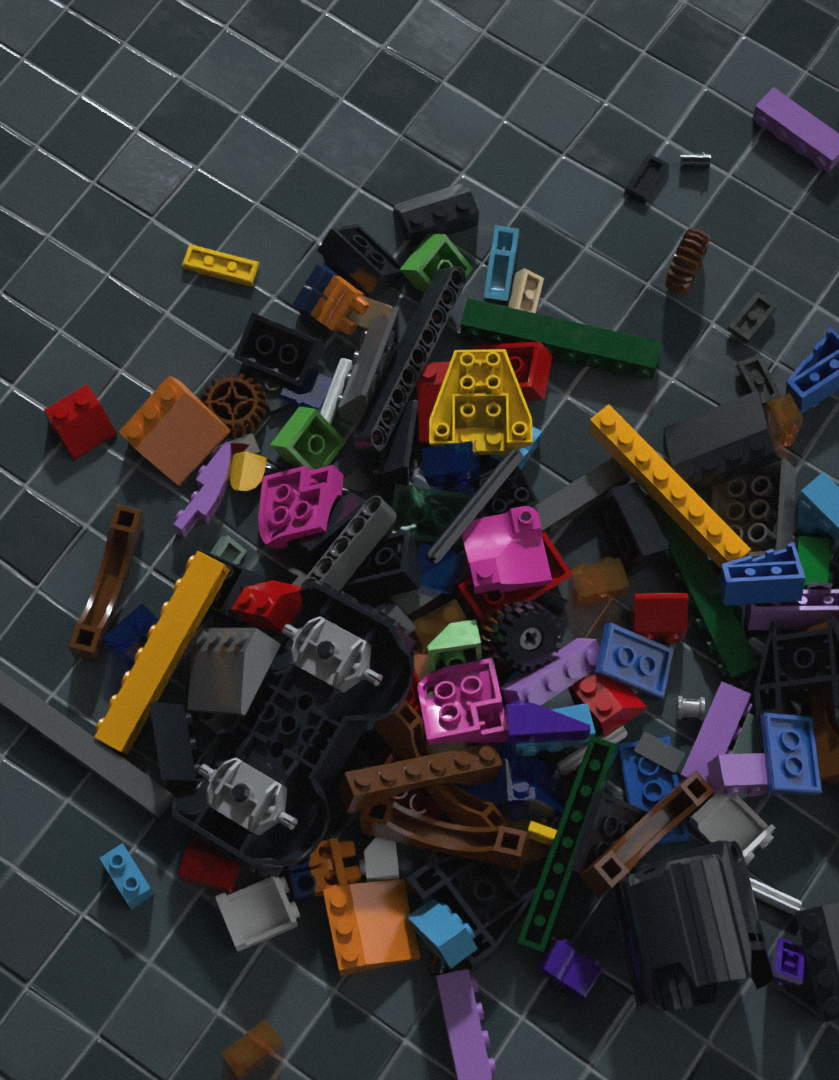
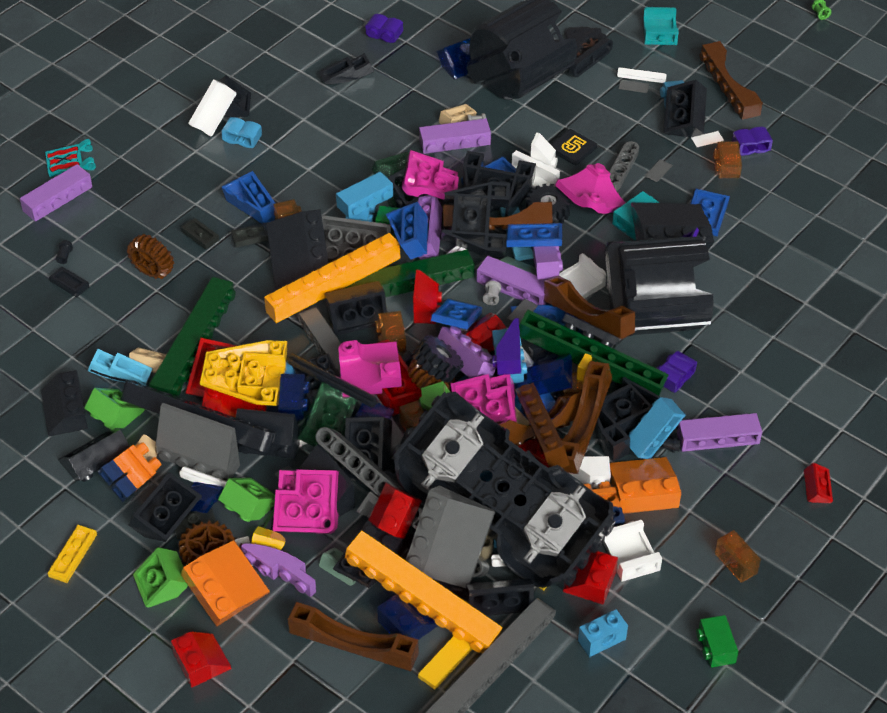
camera: 85 degrees left, 20 degrees down
(82, 691) = (444, 662): none -> yellow tile
(121, 1021) = (717, 641): none -> green brick
(188, 362) = (160, 577): none -> bright green slope

